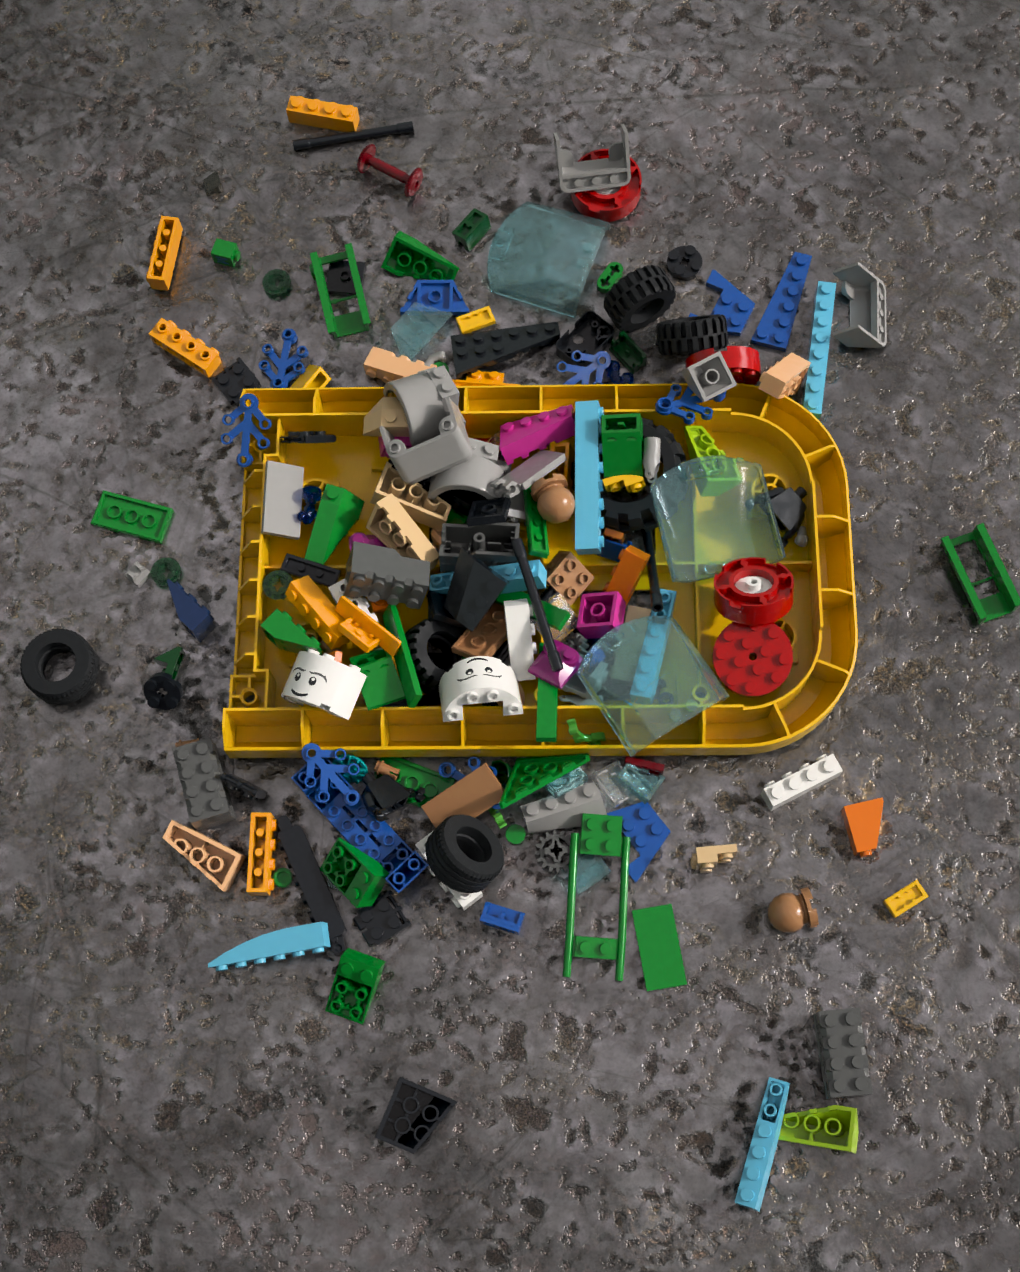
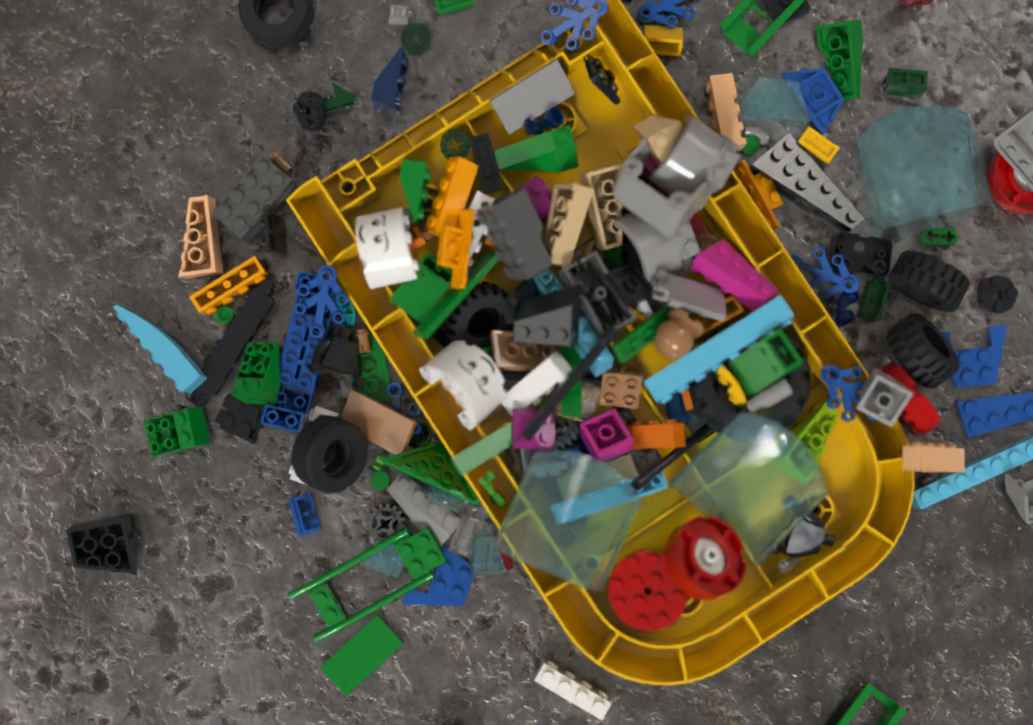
camera: 50 degrees right, 15 degrees up
(707, 857) = (456, 652): tan plate -> none

